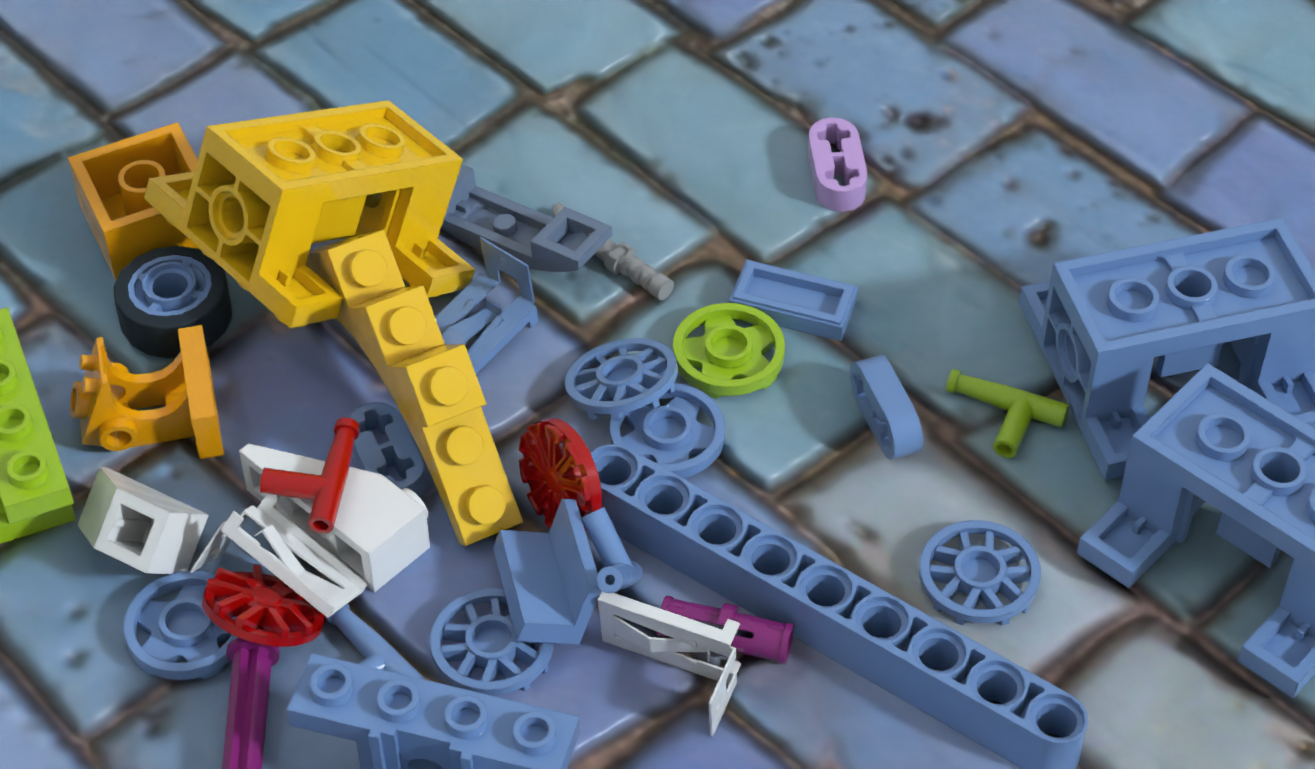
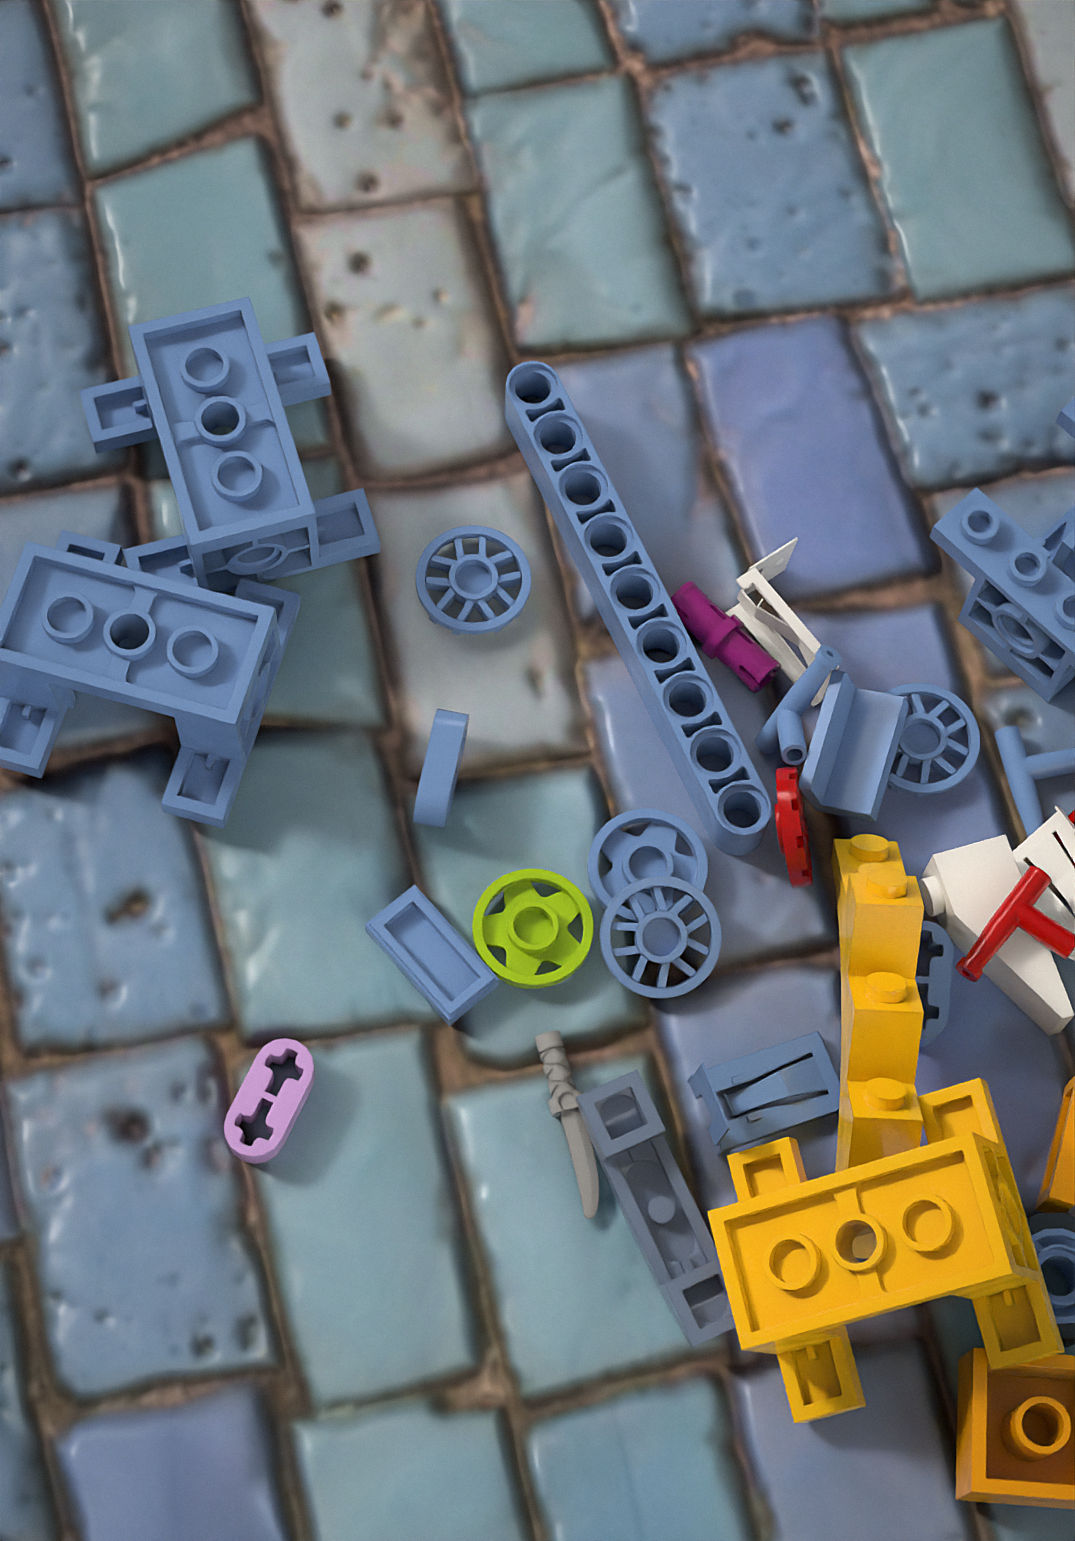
camera: 155 degrees left, 20 degrees up
(1020, 404) = (312, 717): lime piece -> none

